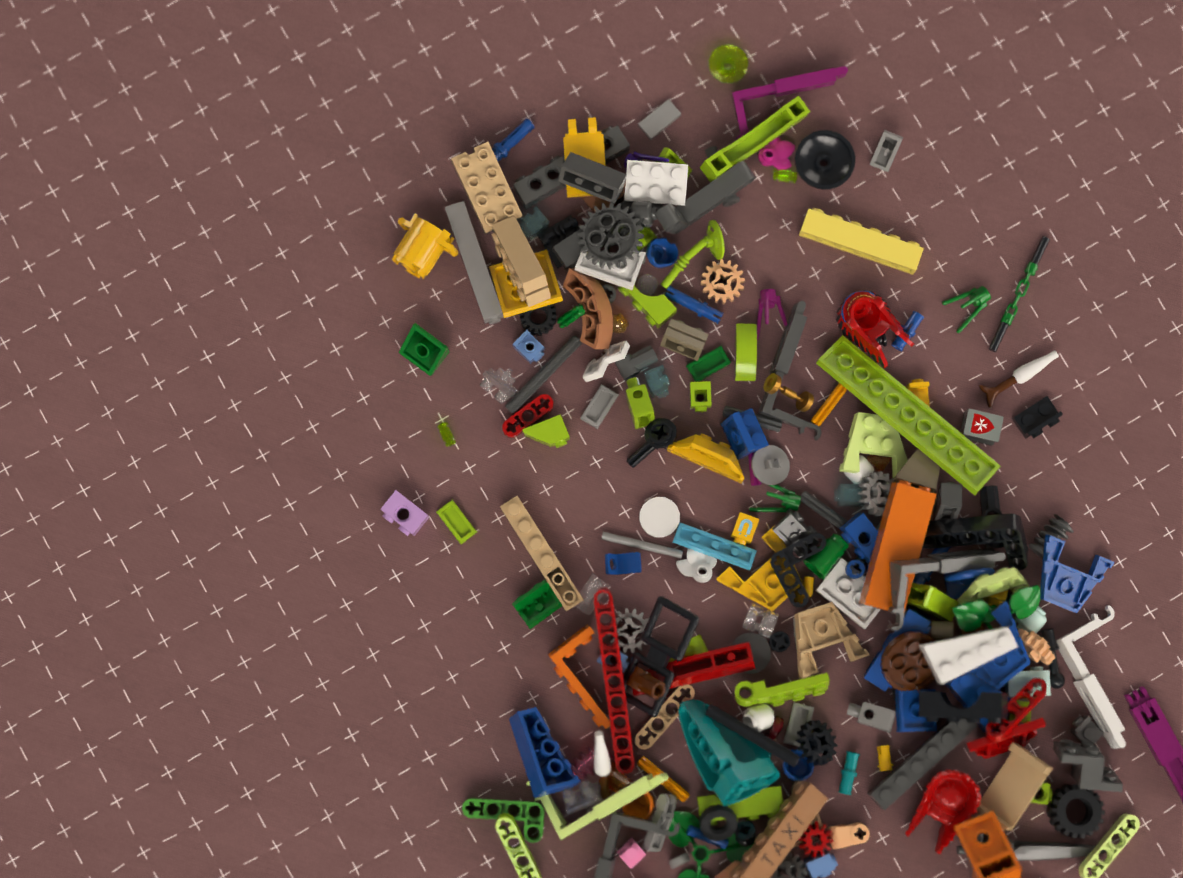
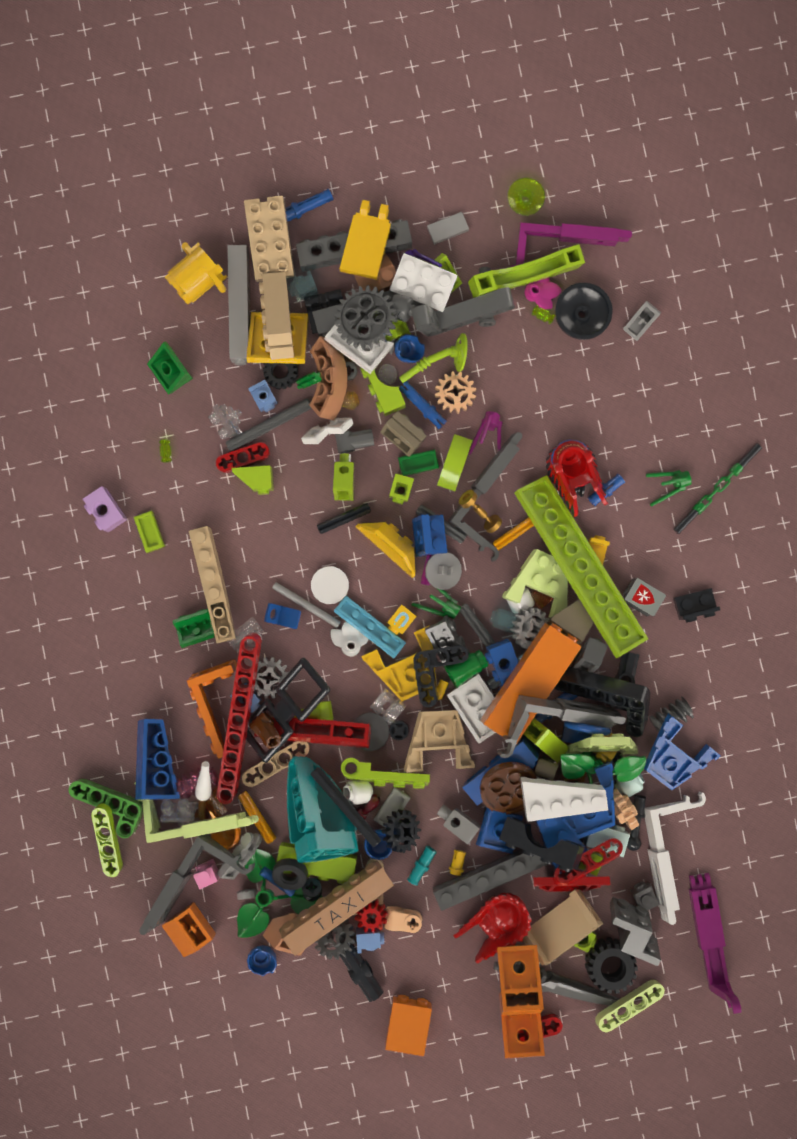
camera: 15 degrees right, 5 degrees up
(592, 177) = (365, 258): dark grey brick -> none
(599, 406) = (309, 469): light grey tile -> none
(657, 382) = (367, 464): clear light blue brick -> none
(657, 426) = (353, 504): black gear -> none
(849, 571) = (493, 688): blue bush -> none
(861, 241) = (591, 395): light yellow brick -> none
(1020, 375) = (693, 562): piece -> none

